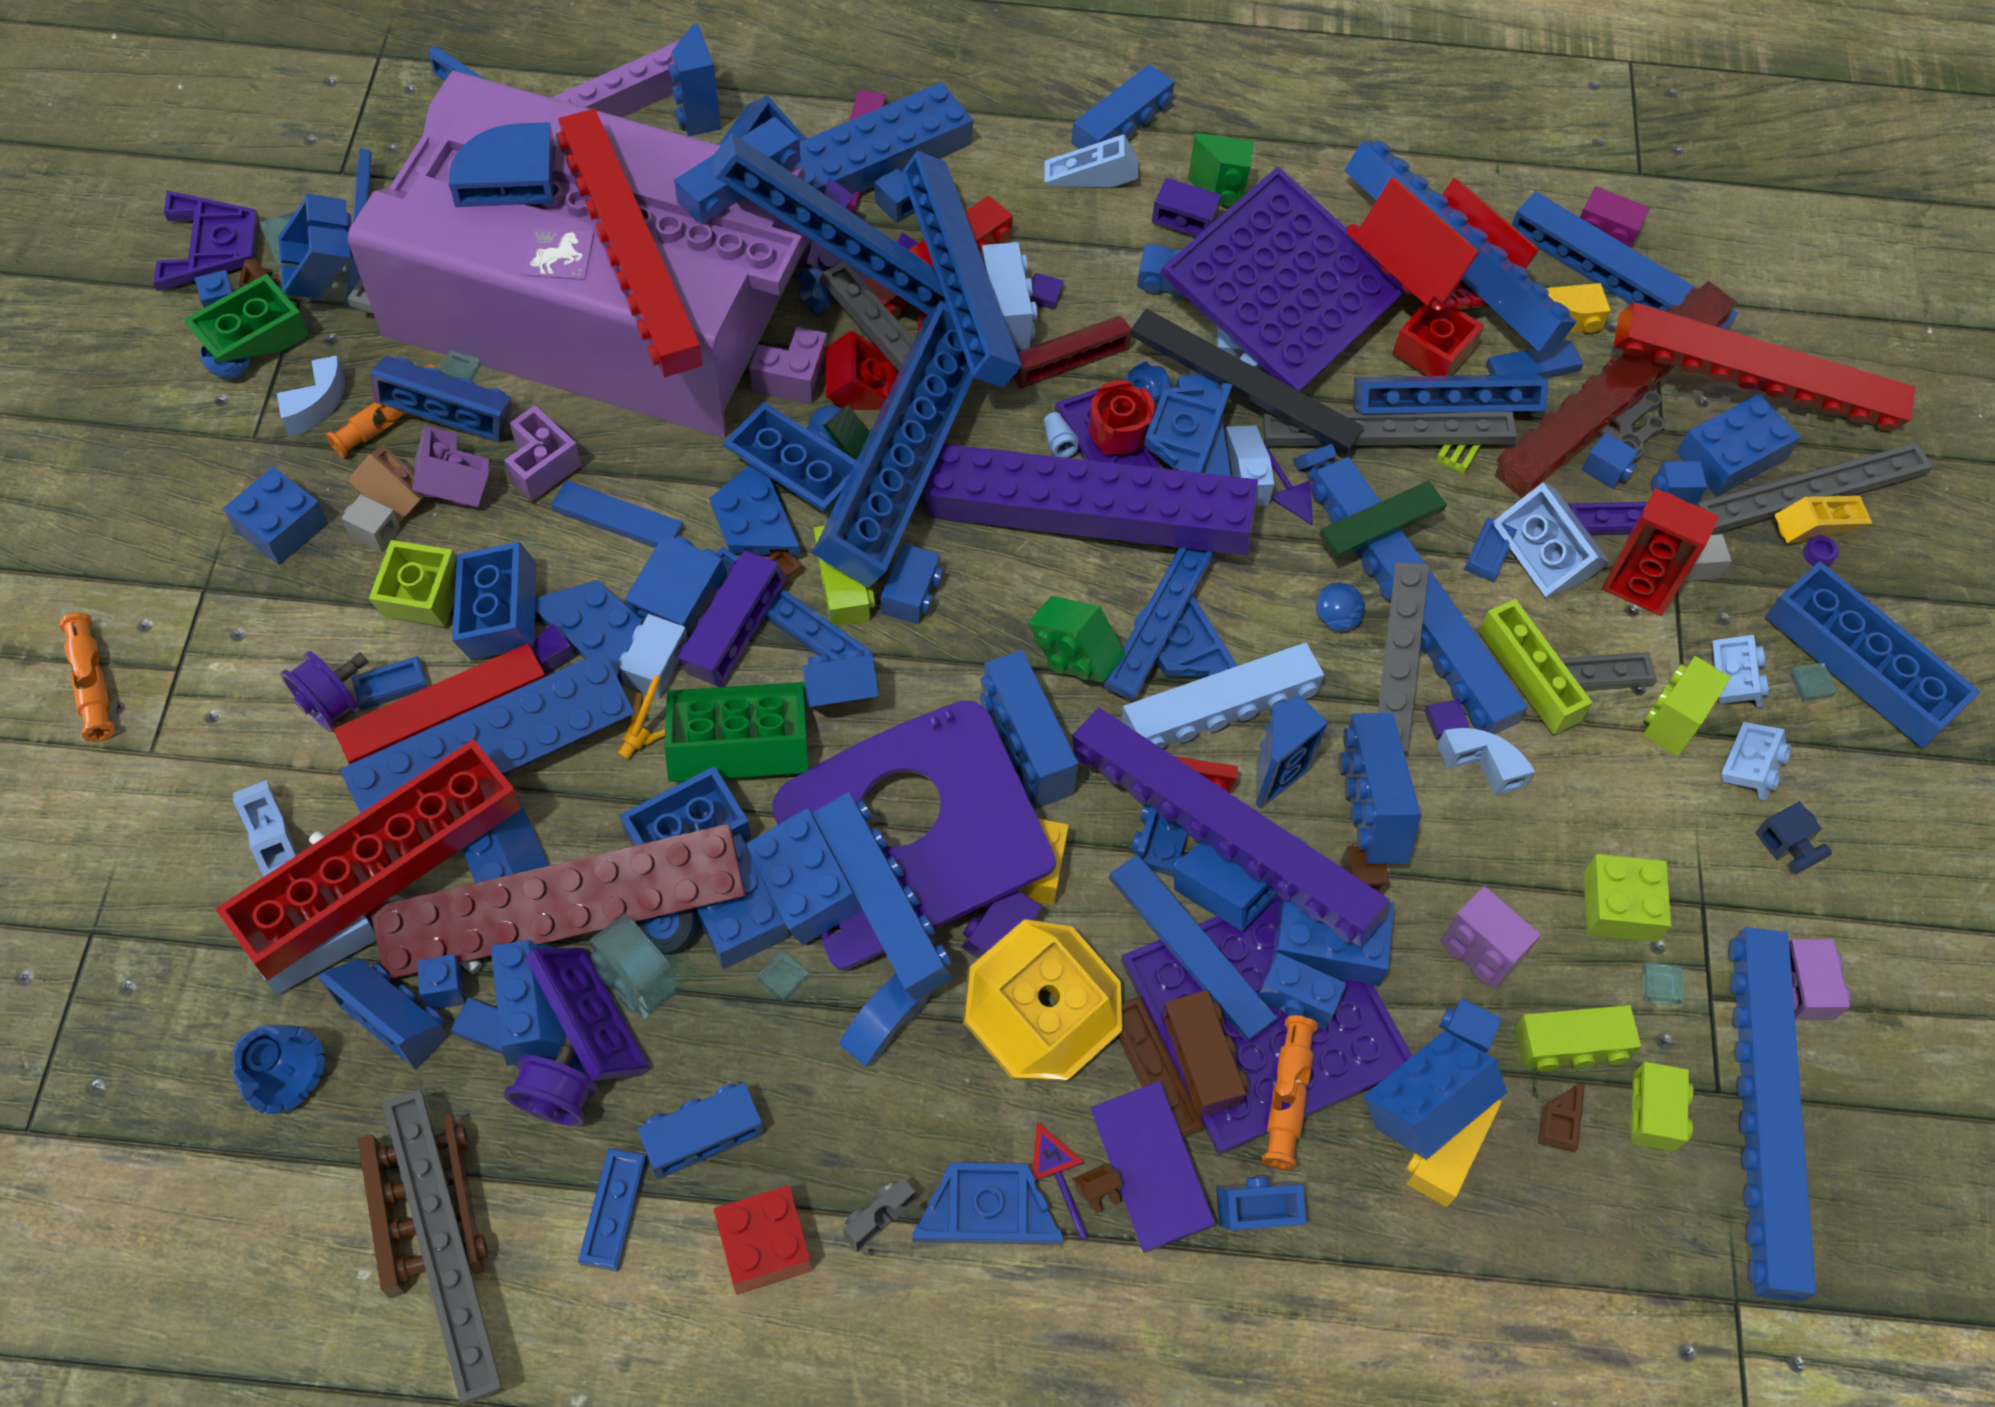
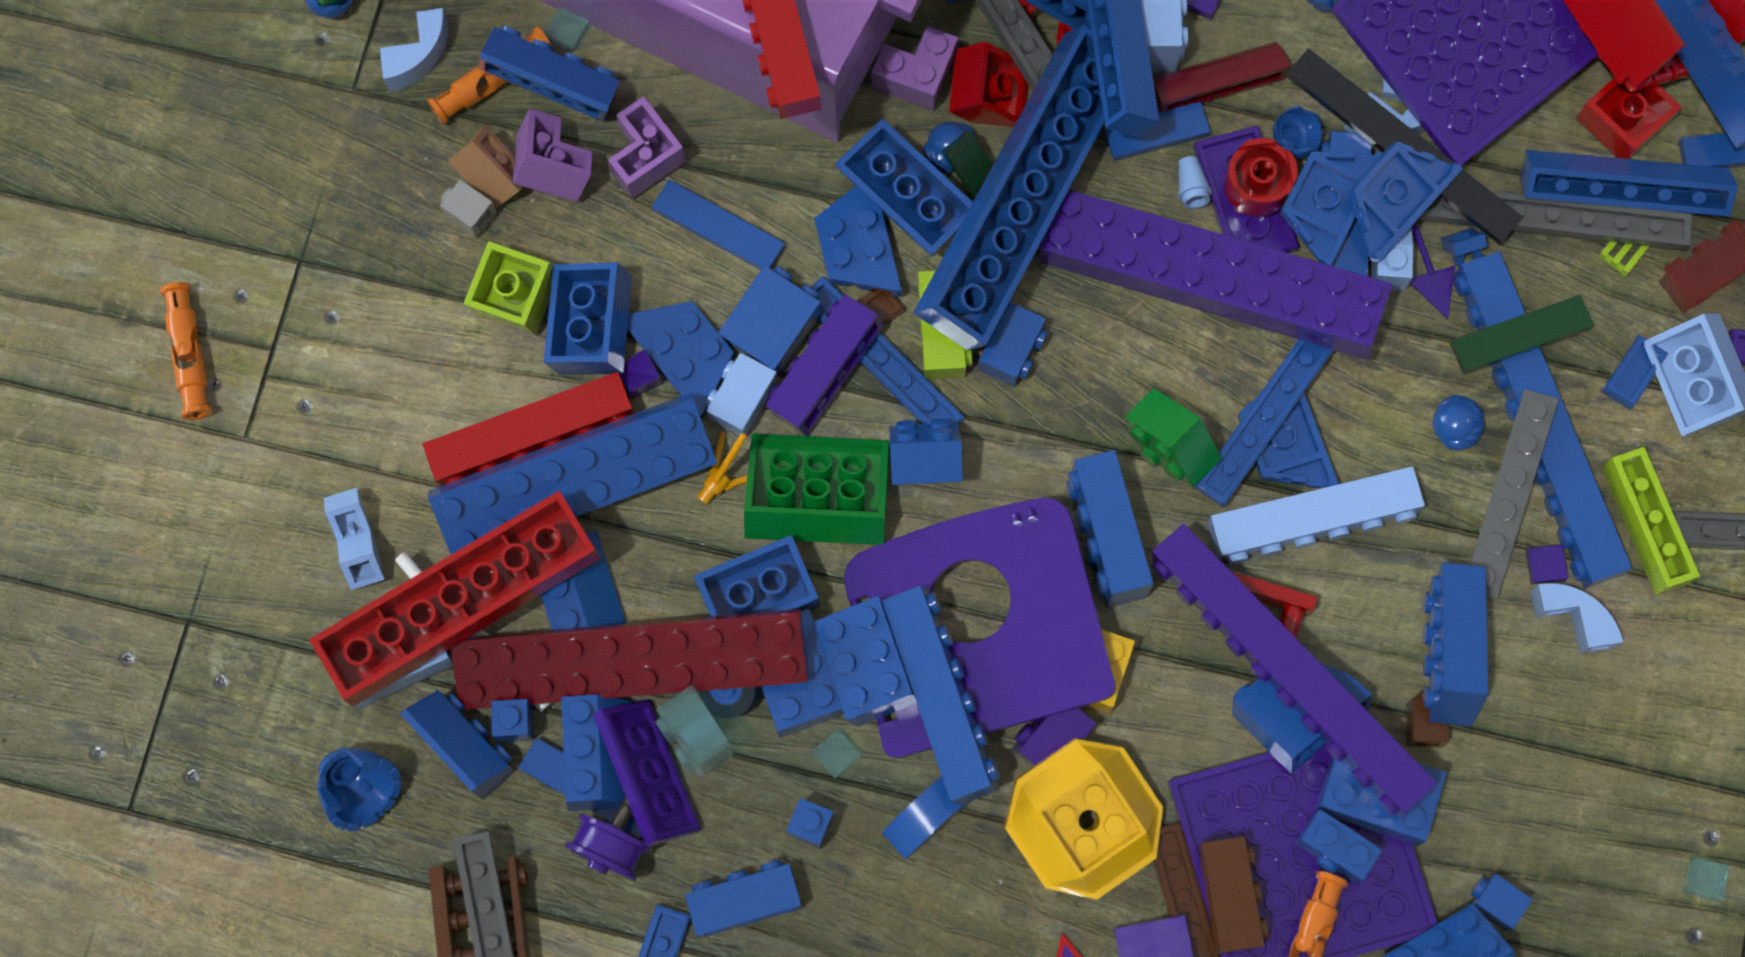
camera: 15 degrees right, 15 degrees up
(276, 515) = (374, 190): blue brick -> none
(322, 691) = (413, 399): dark purple wheel -> none
(389, 682) = (478, 391): blue tile -> none
(763, 1043) = (810, 823): none -> blue brick
(1019, 399) = (1173, 128): none -> blue tile
(1160, 842) = (1221, 667): blue bracket -> none
(1192, 948) = (1238, 783): blue tile -> none
(1247, 413) = (1397, 194): none -> blue wing
(1287, 747) = (1369, 586): blue slope -> none
(1489, 938) = (1537, 815): medium lavender brick -> none
(1577, 1038) = (1606, 926): lime brick -> none
(1627, 898) = (1689, 787): lime brick -> none

